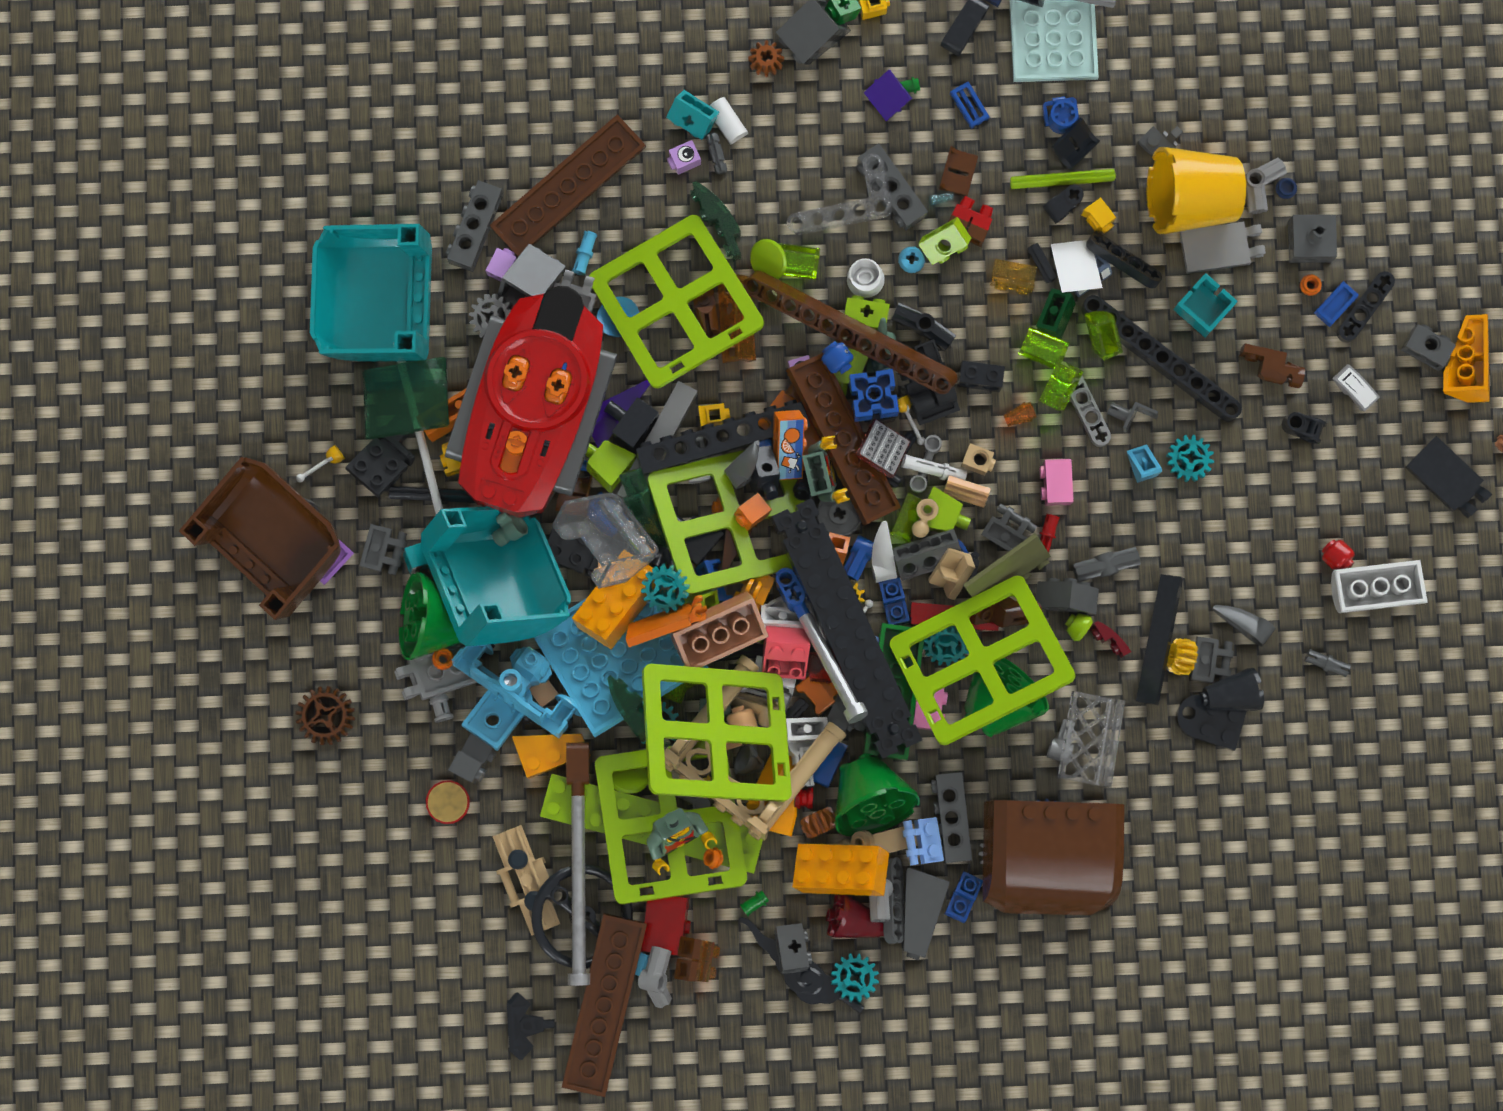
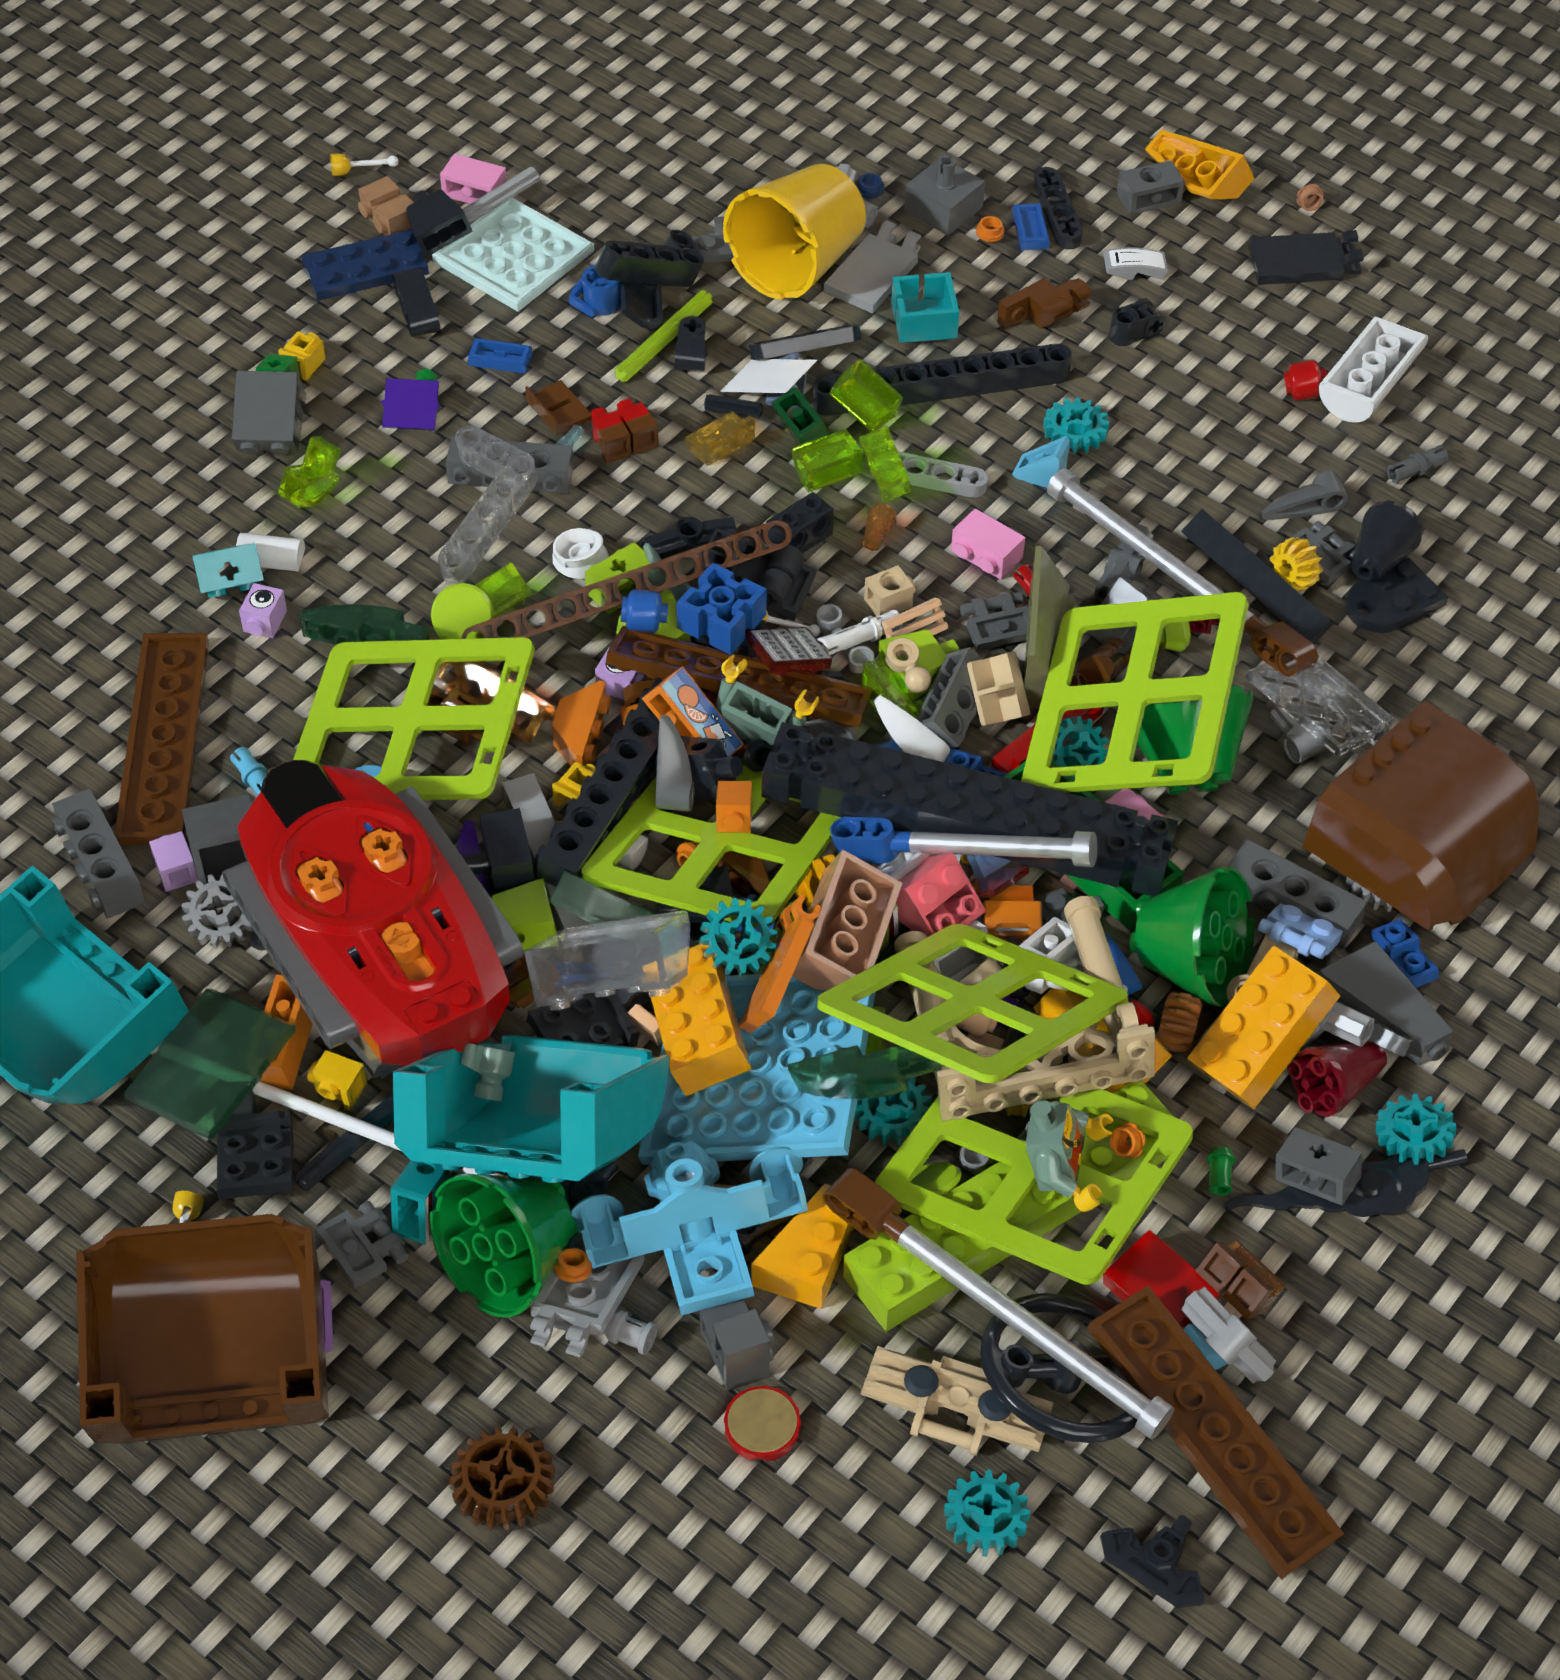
camera: 45 degrees left, 30 degrees down
(472, 944) = (993, 1495): none -> teal gear
(716, 153) = (293, 584): dark grey axle -> none
(751, 381) = (580, 722): none -> orange slope
(768, 65) = (248, 472): dark orange gear -> none
(789, 96) = (313, 479): none -> clear neon green brick
(905, 255) = (606, 501): medium azure piece -> none
(951, 231) = (609, 465): lime brick -> none
(1078, 117) = (667, 264): none -> black beam
(1099, 216) = (736, 329): yellow window -> none
(1107, 689) = (1274, 643): none -> piece
(1128, 415) = (976, 441): dark grey bracket -> none

